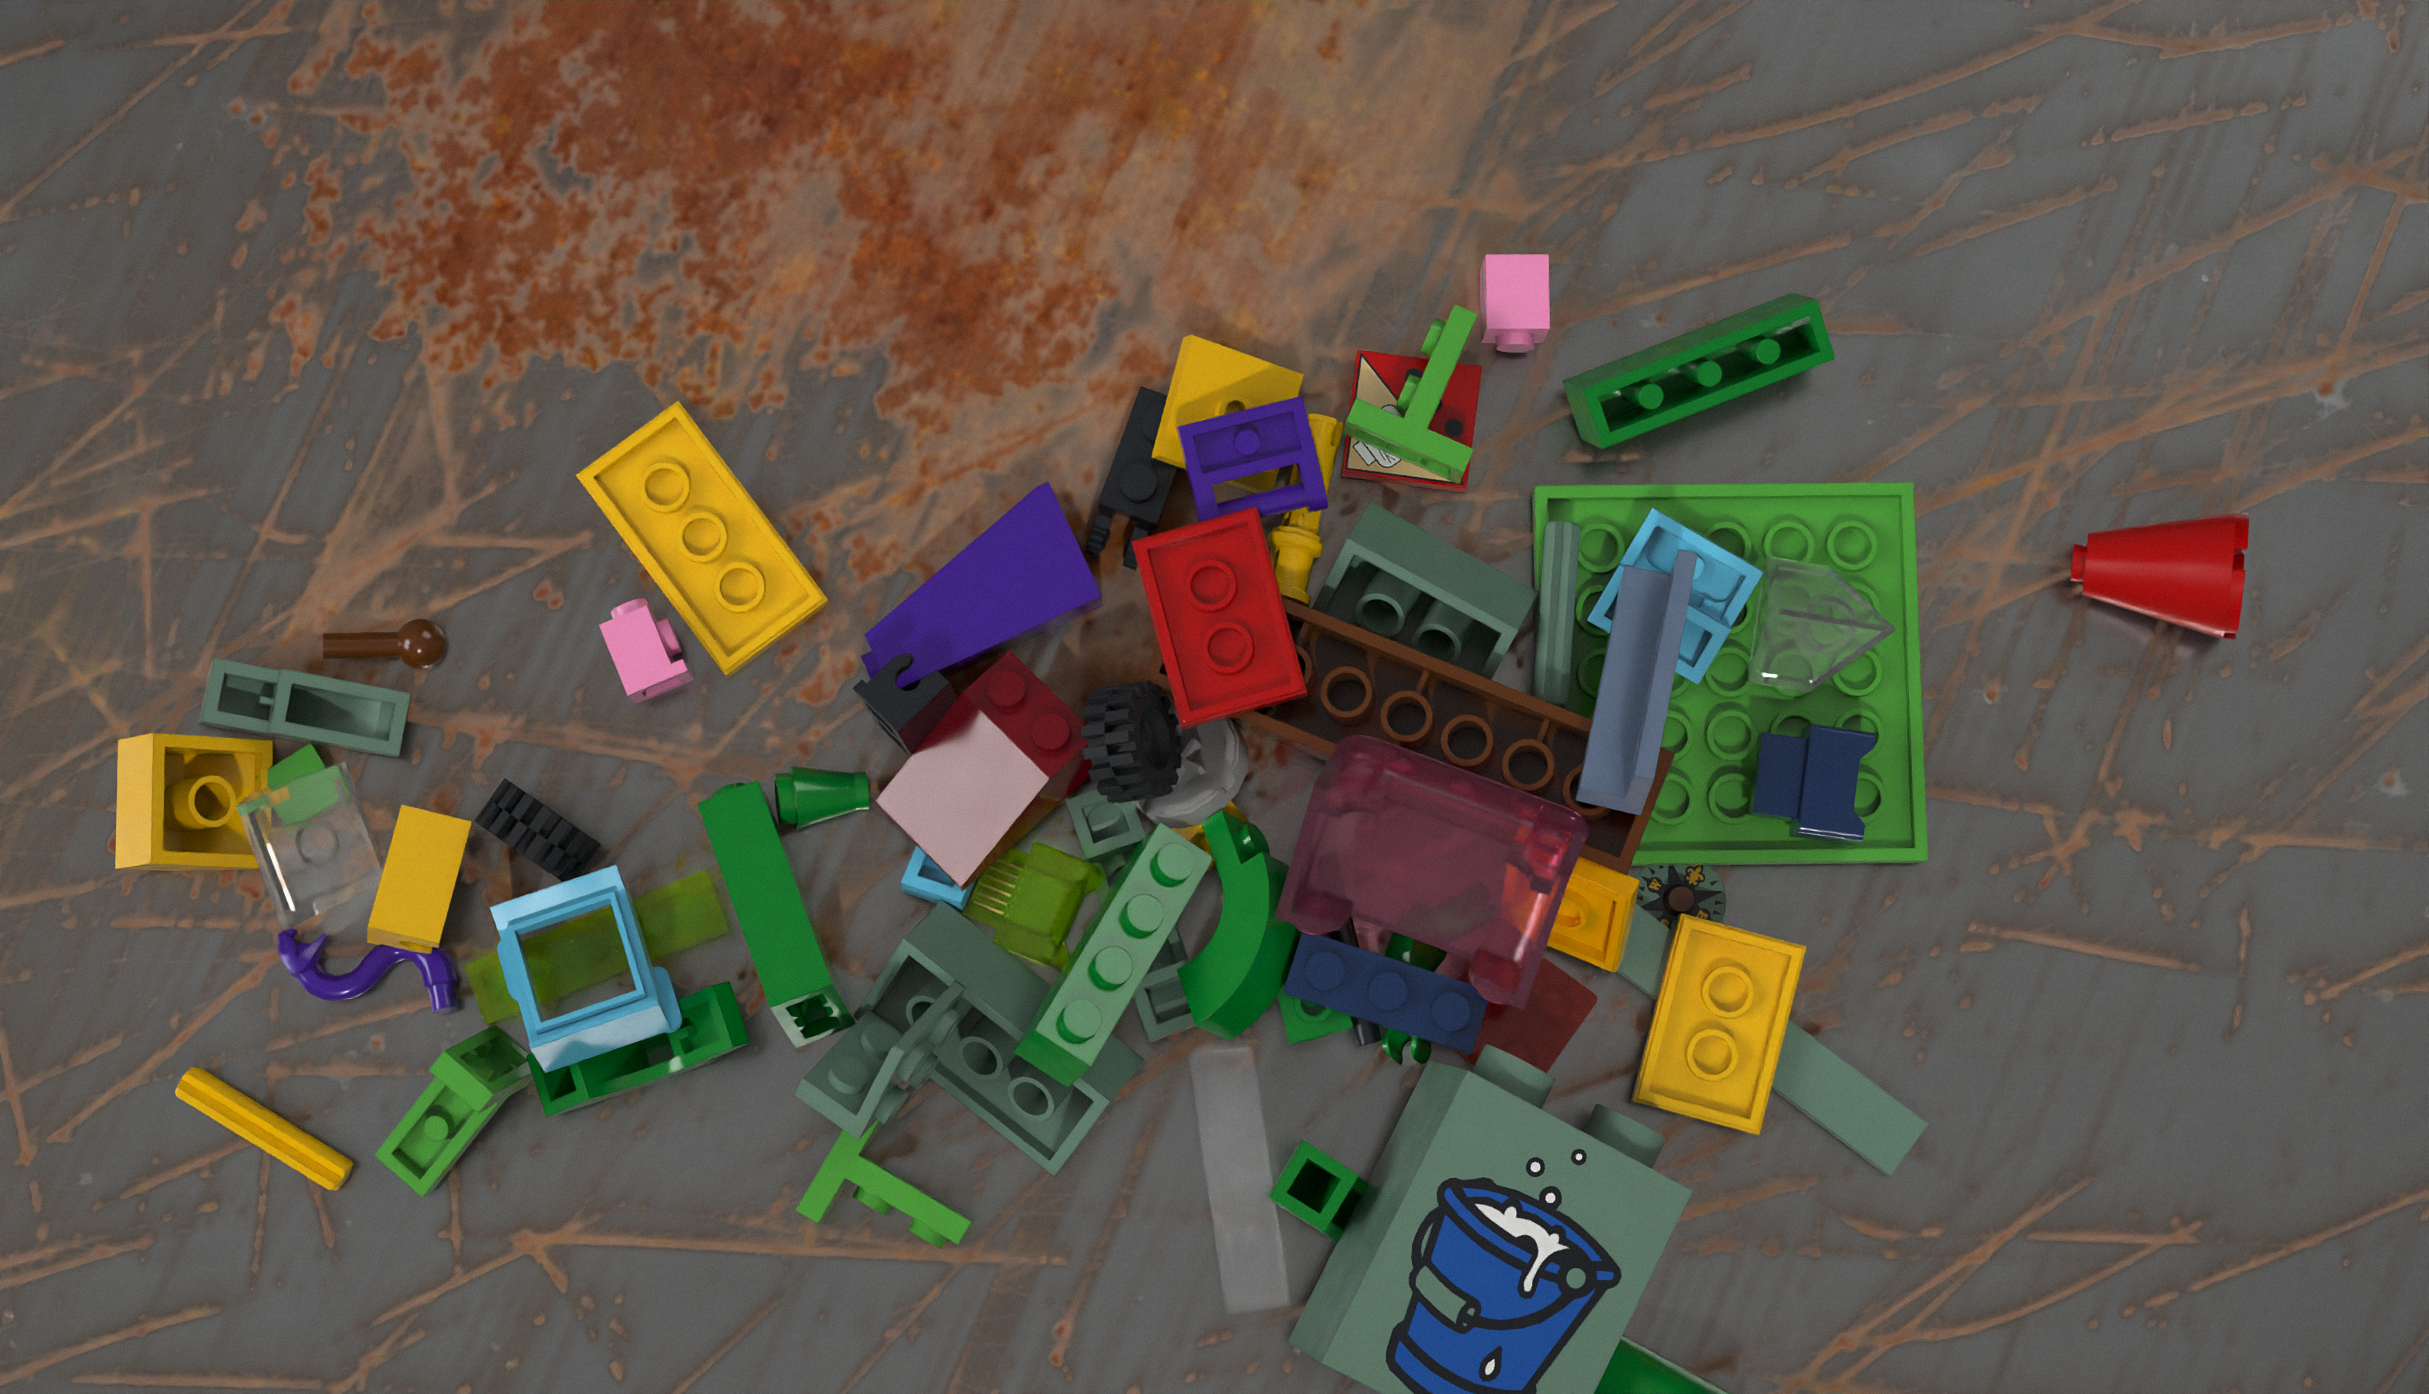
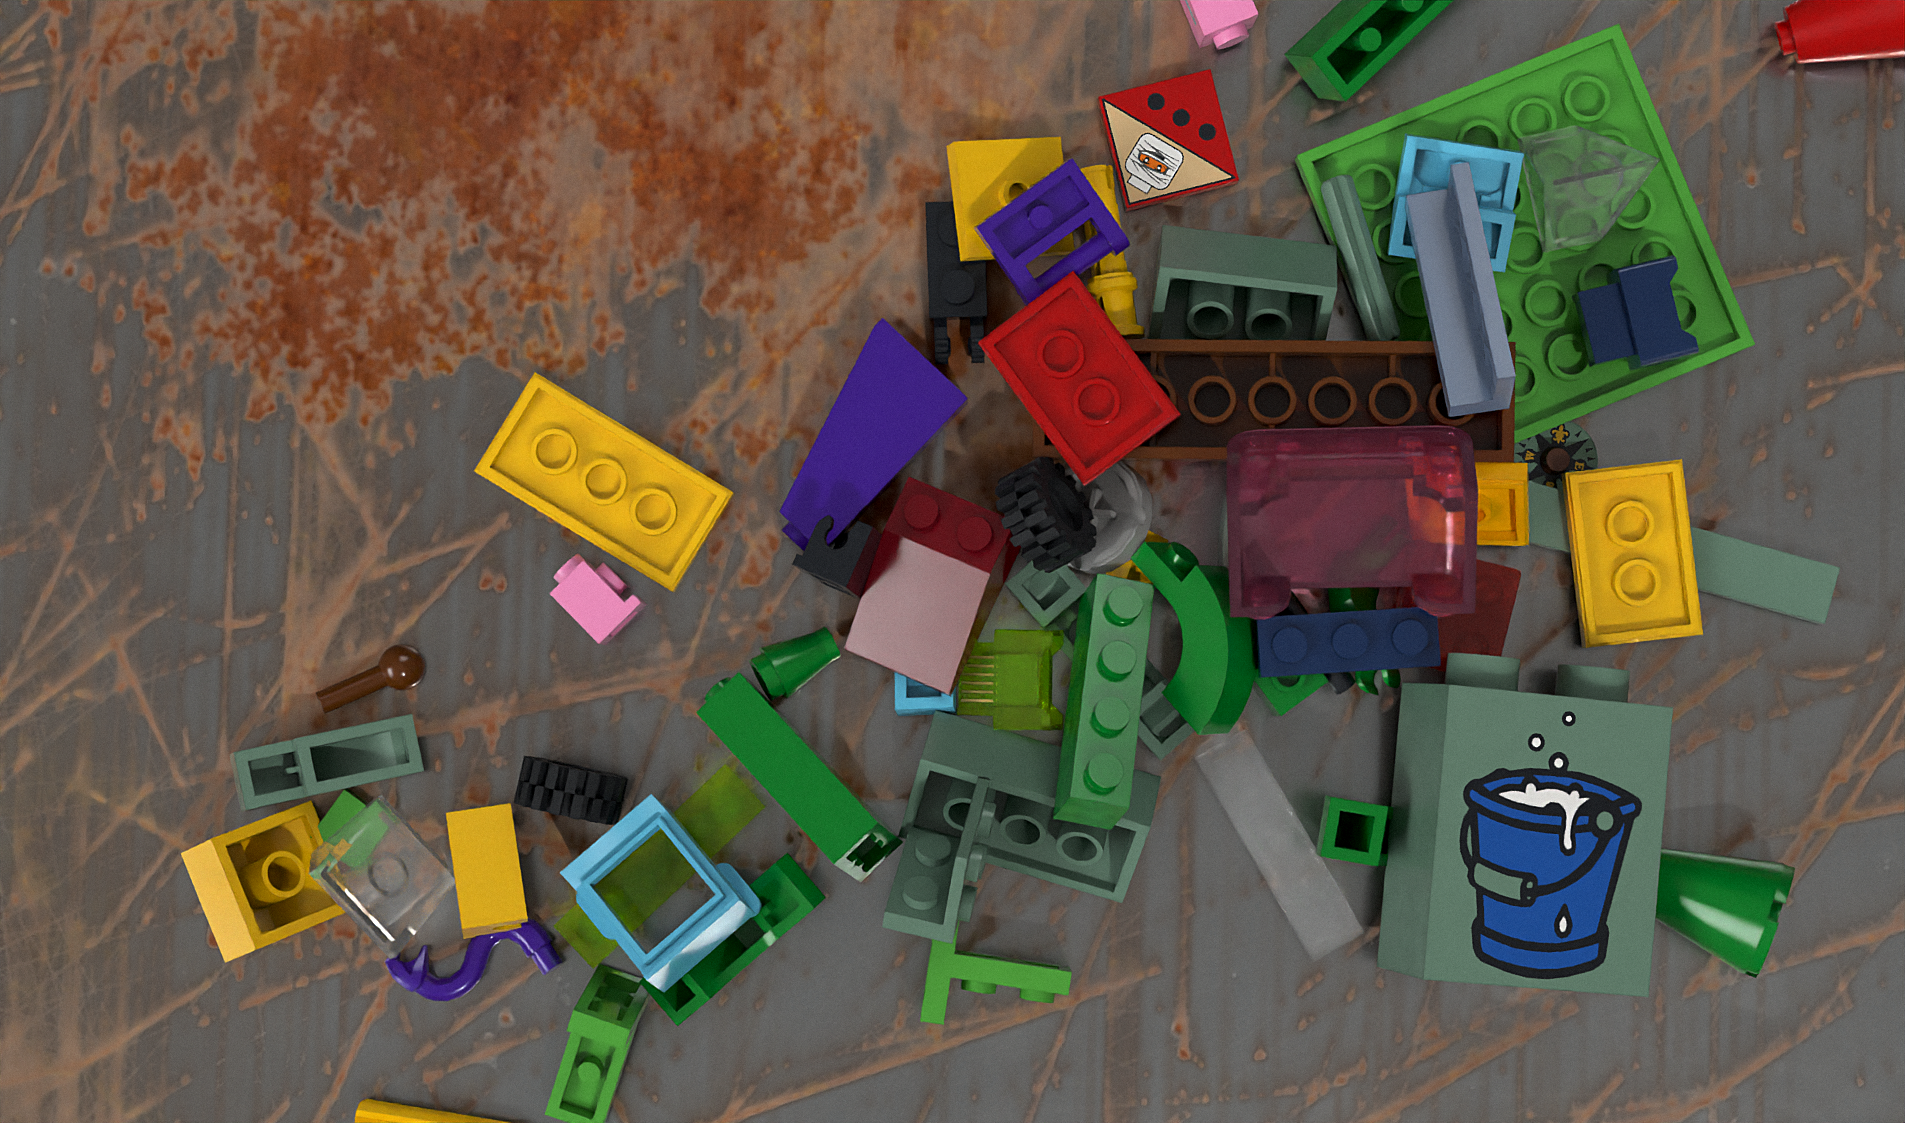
camera: 15 degrees left, 5 degrees up
(1409, 436) = (1172, 122): bright green bracket -> none

